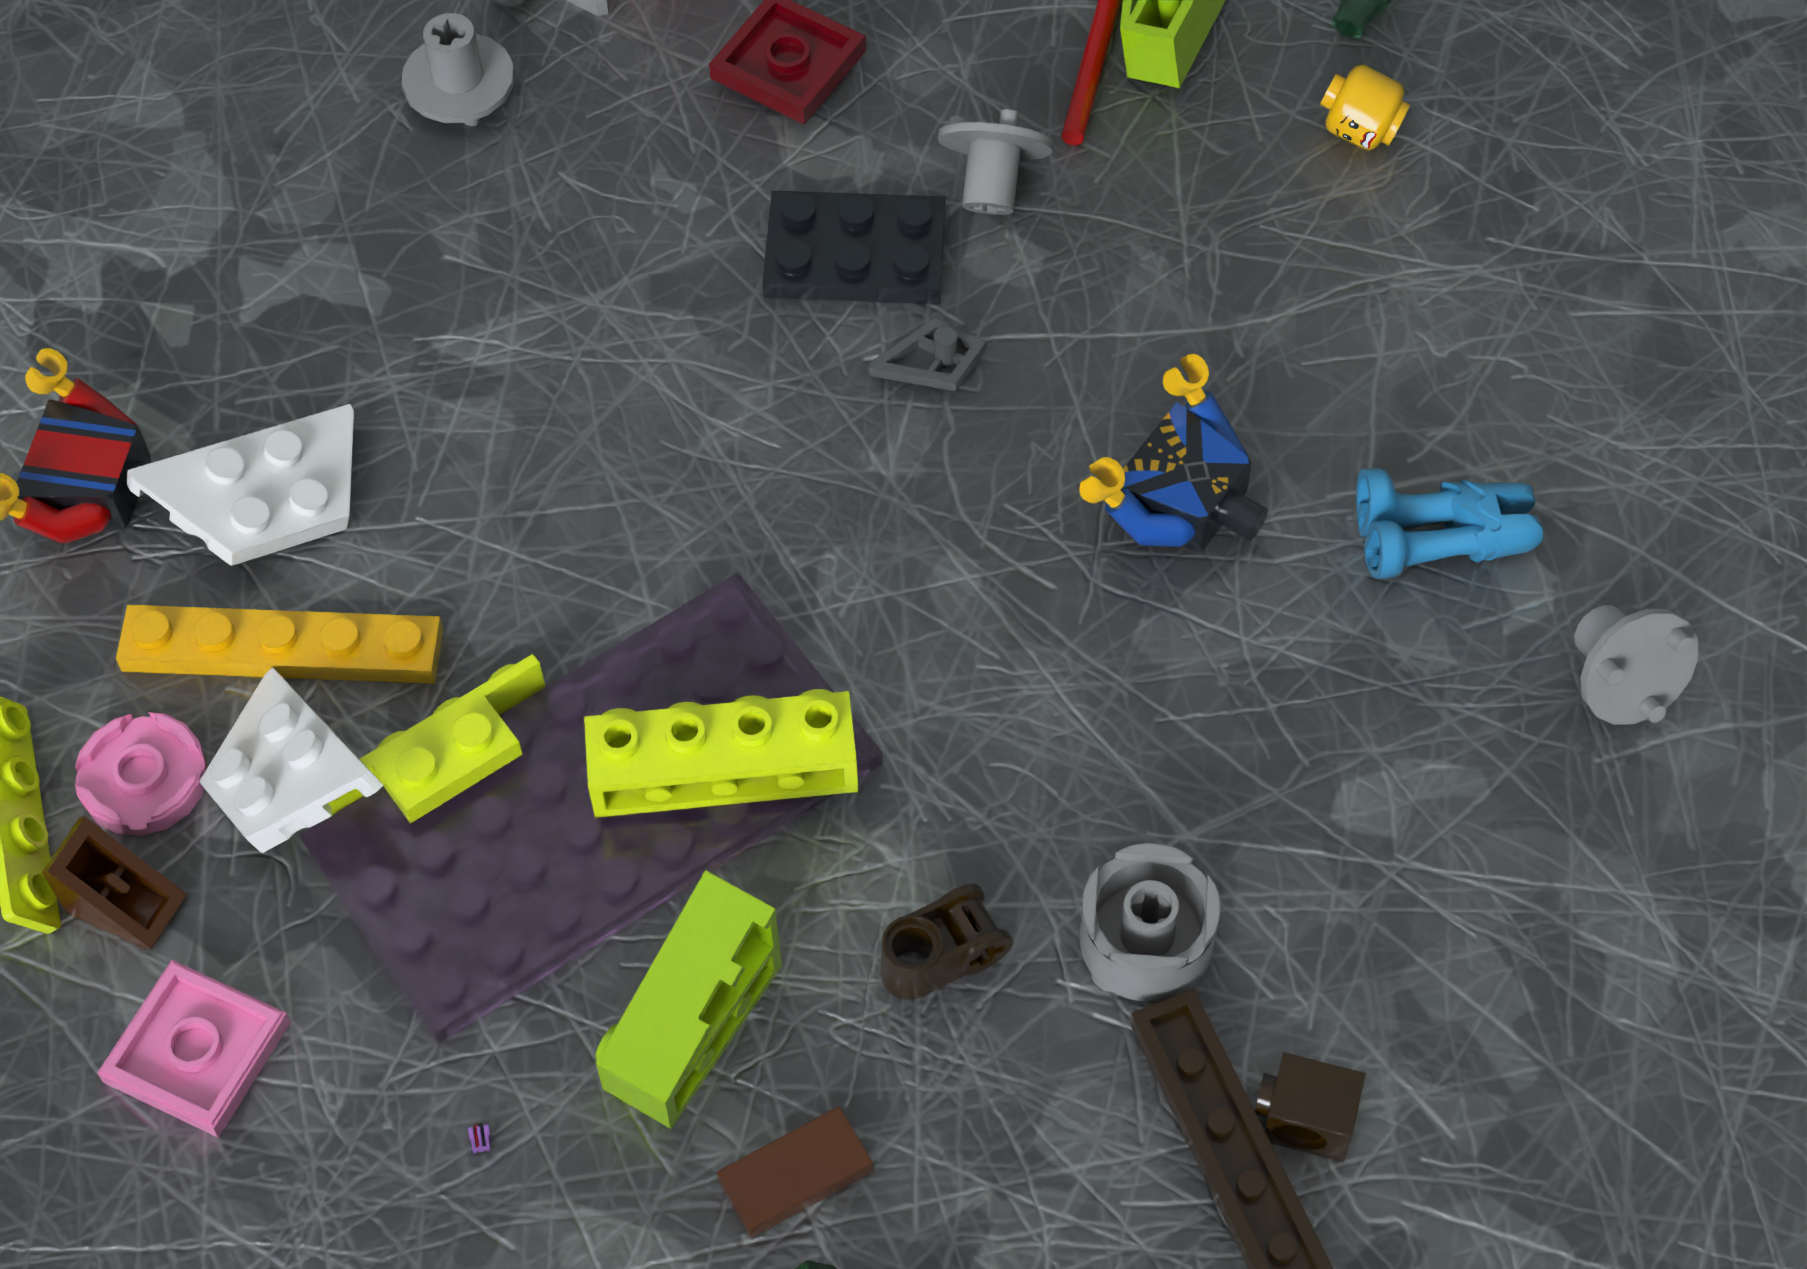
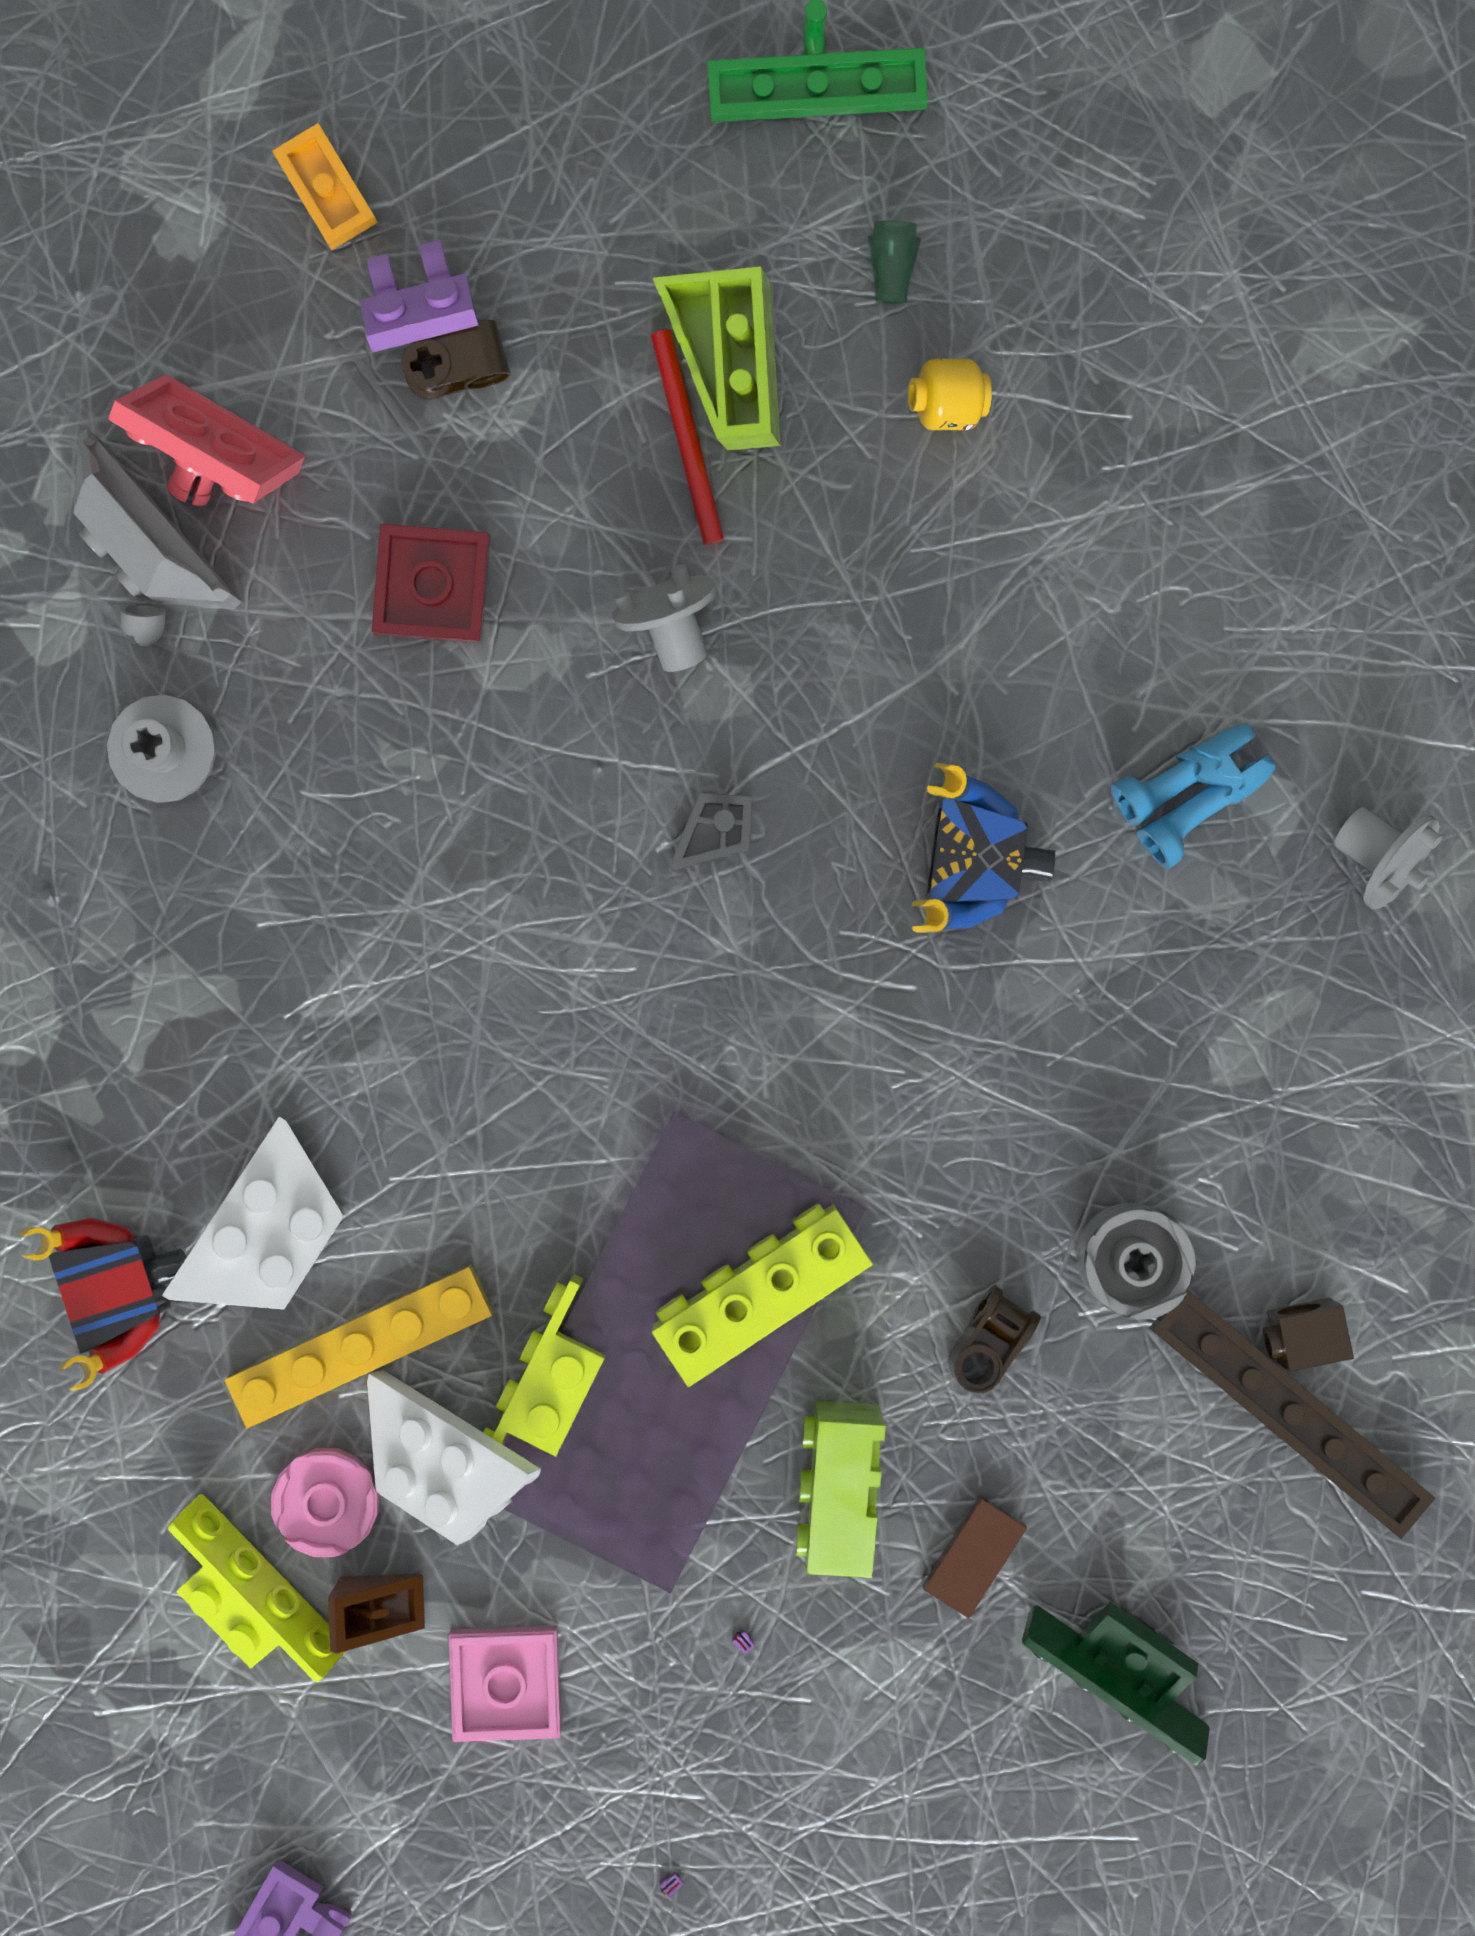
camera: 30 degrees left, 30 degrees up
(854, 247) = (593, 749): black plate -> none

